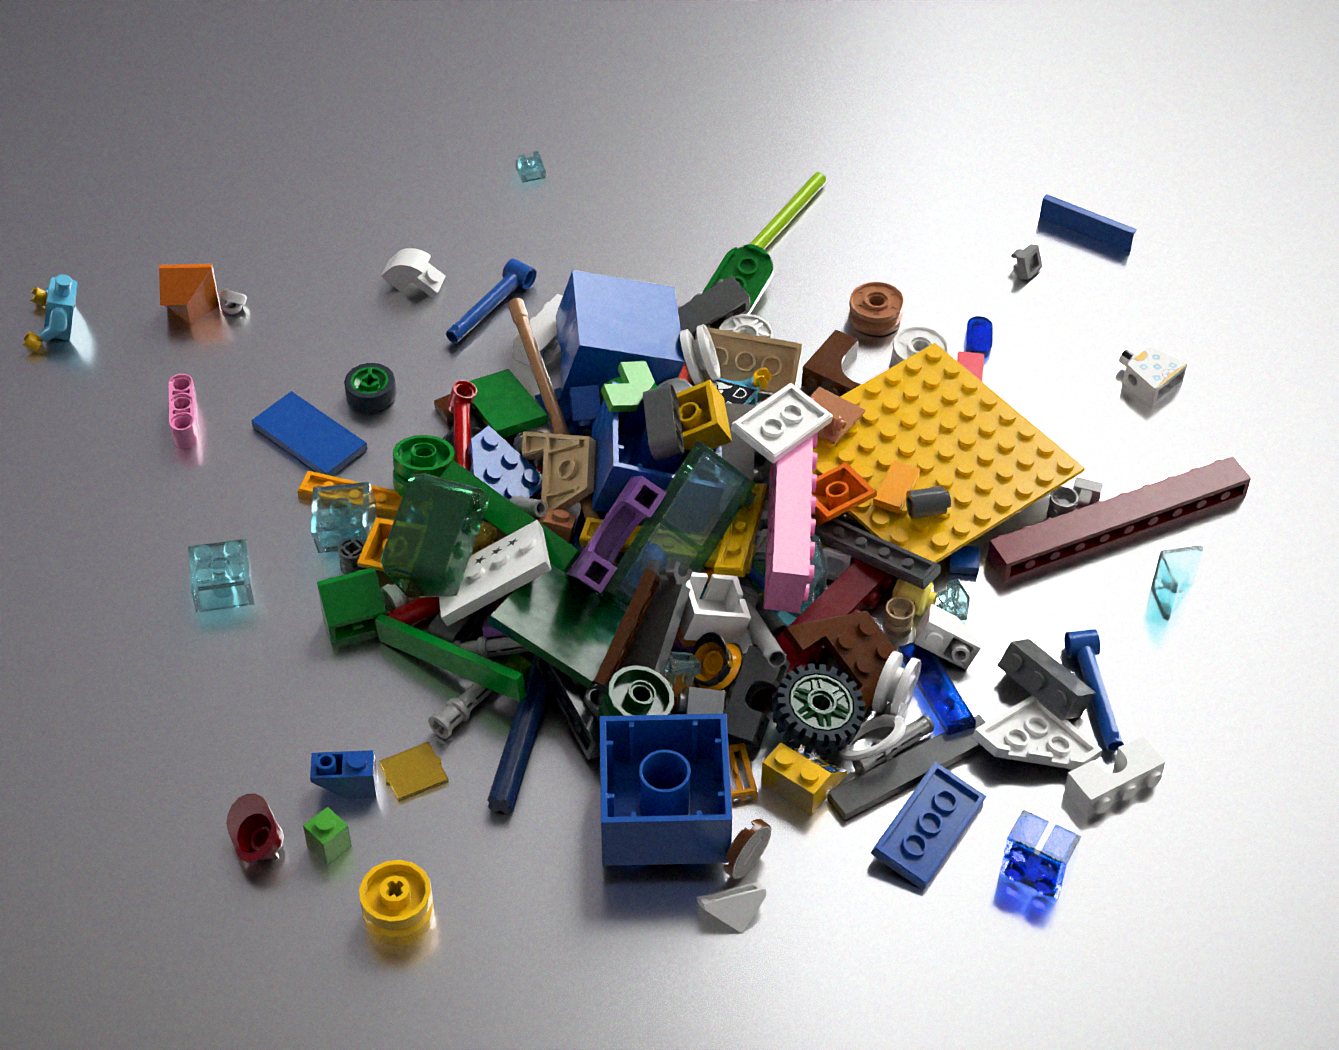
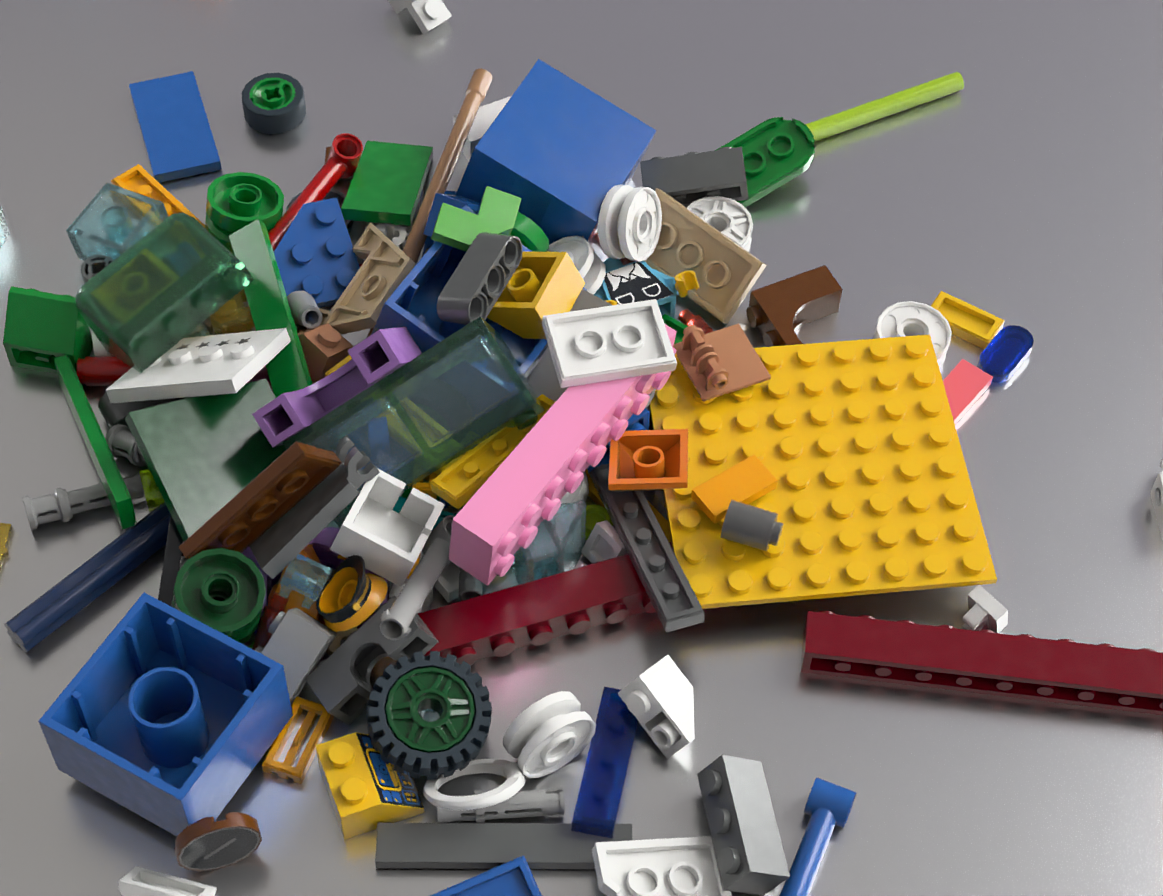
camera: 30 degrees right, 5 degrees up
(183, 411) = (70, 44): bright pink beam -> none
(514, 274) = (524, 46): blue piece -> none
(853, 642) = (543, 656): reddish brown wing -> none
(876, 308) = (901, 262): nougat wheel -> none
(899, 617) = (630, 650): tan wheel -> none
(921, 598) = (678, 644): light yellow head -> none
(950, 327) = (967, 320): none -> yellow tile
(955, 600) = (714, 666): clear light blue tile -> none
(965, 560) = (771, 621): blue tile -> none
(1028, 261) = (1136, 287): light grey tile -> none
(1062, 501) = (943, 607): light grey wheel -> none
(1175, 577) = (1012, 781): clear light blue slope -> none

